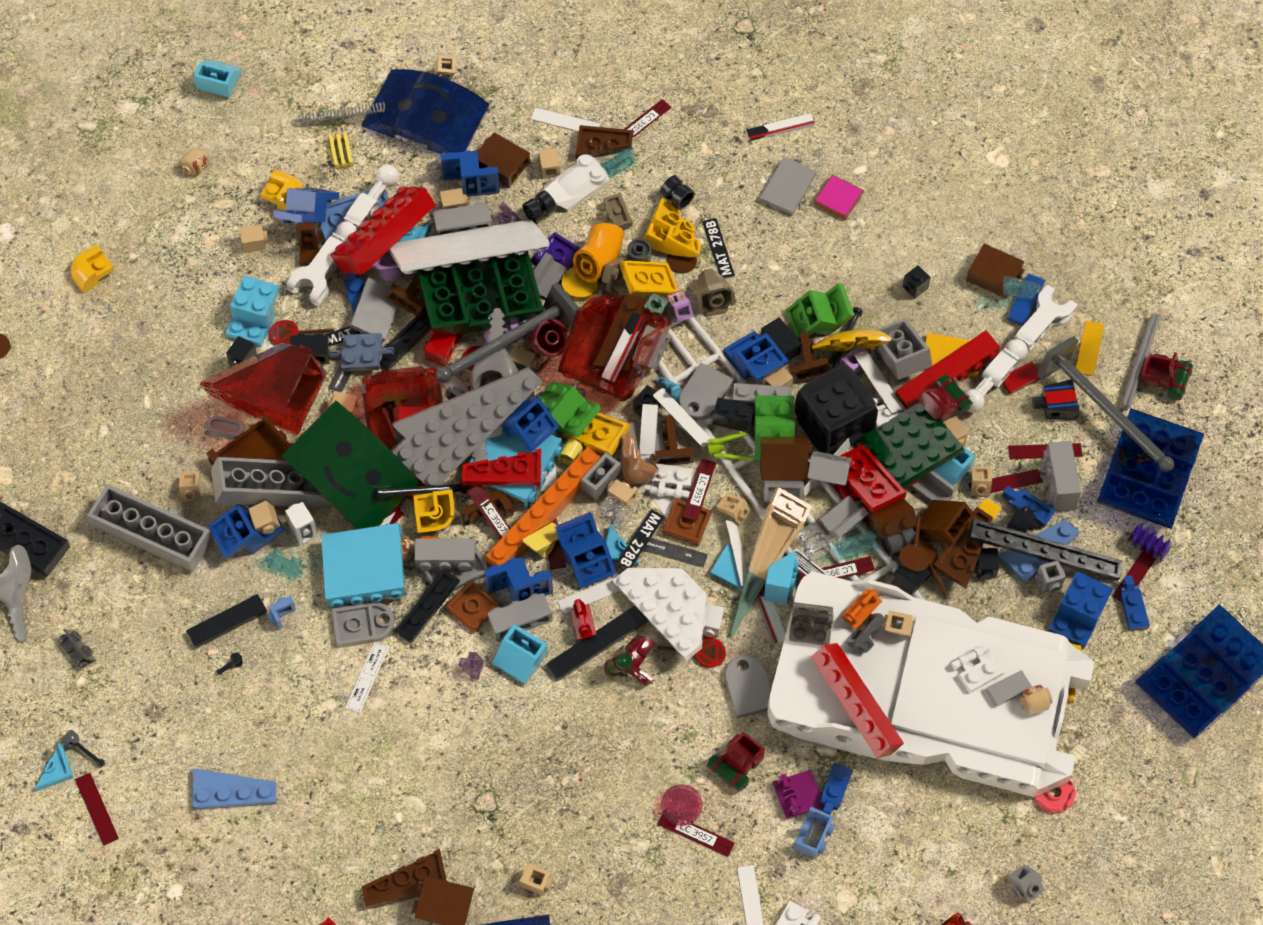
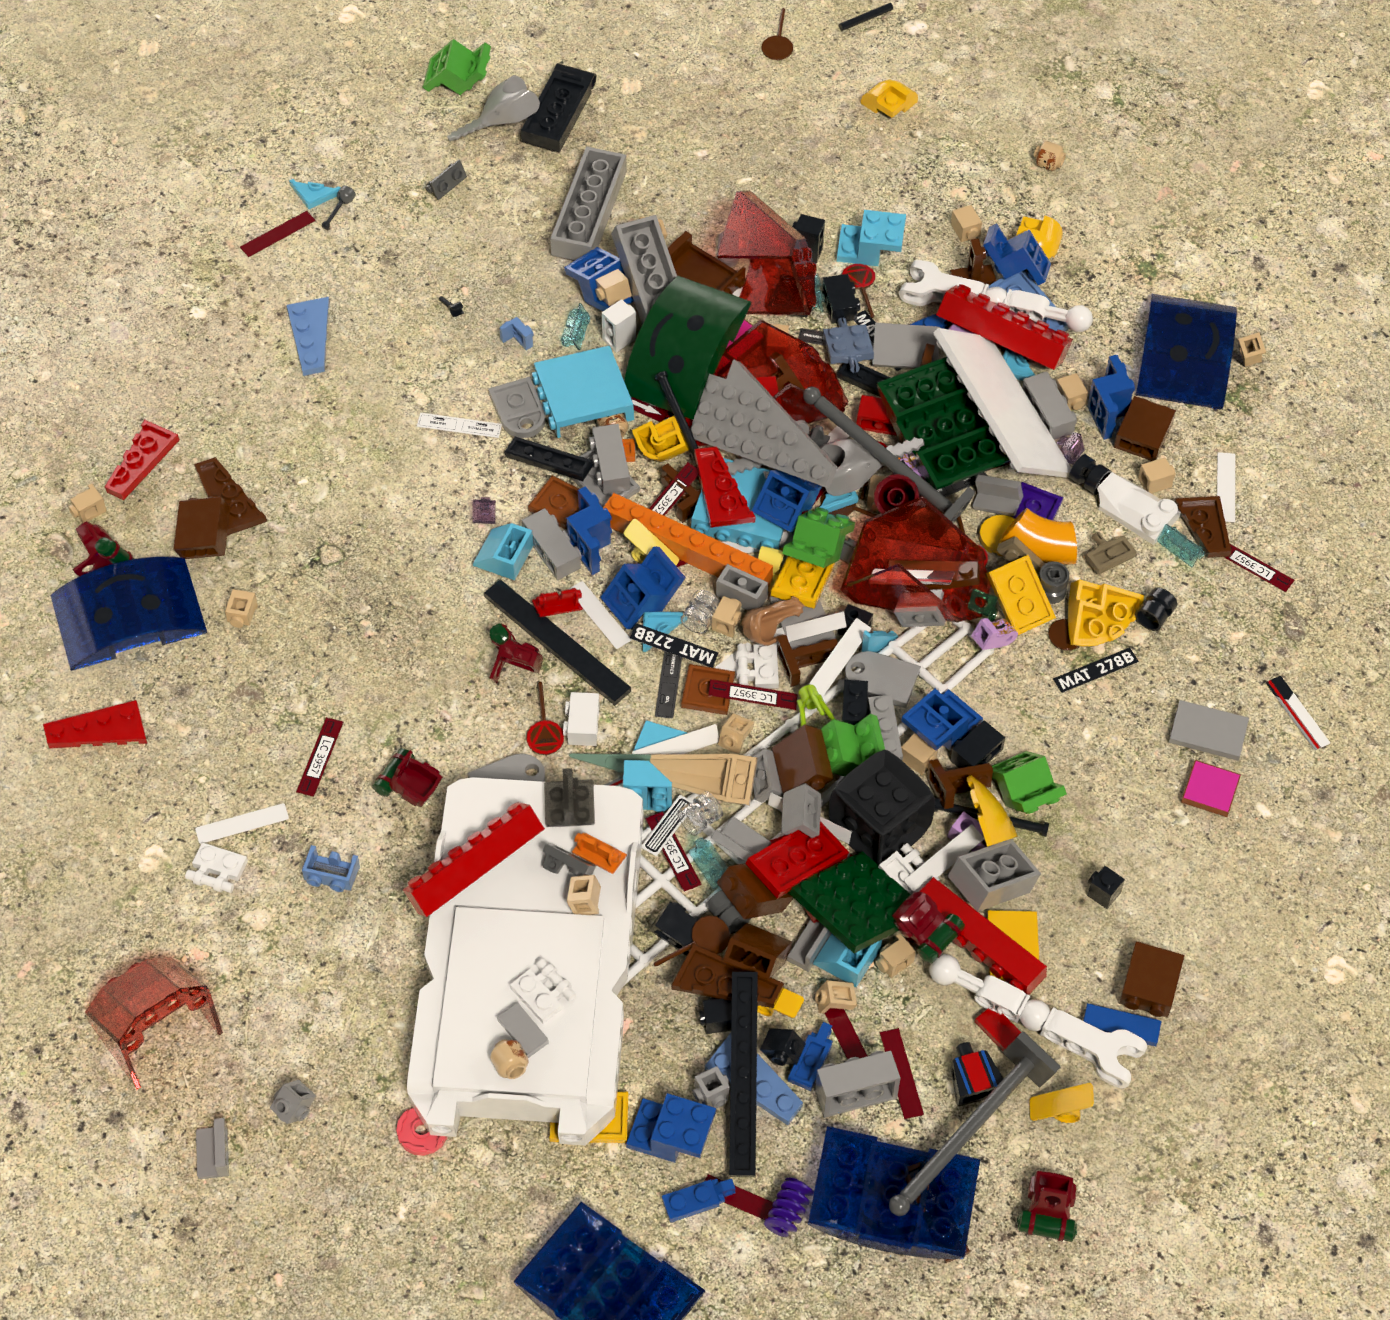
camera: 80 degrees right, 5 degrees down
(217, 77) = (1167, 151): medium azure slope -> none
(226, 621) = (499, 292): black tile -> none
(338, 138) = (1107, 278): light yellow tile -> none
(345, 114) = (1152, 270): light grey piece -> none
(669, 603) = (588, 679): white plate -> none
(681, 805) = (349, 734): clear pink tile -> none
(714, 293) = (1022, 665): dark tan cone -> none
(797, 793) = (380, 850): magenta hinge -> none
(835, 787) = (383, 883): blue hinge -> none
(913, 556) = (699, 921): reddish brown piece -> none
(1020, 288) = (1127, 1004): clear light blue hinge -> none
(1140, 360) = (1080, 1177): light grey axle -> none

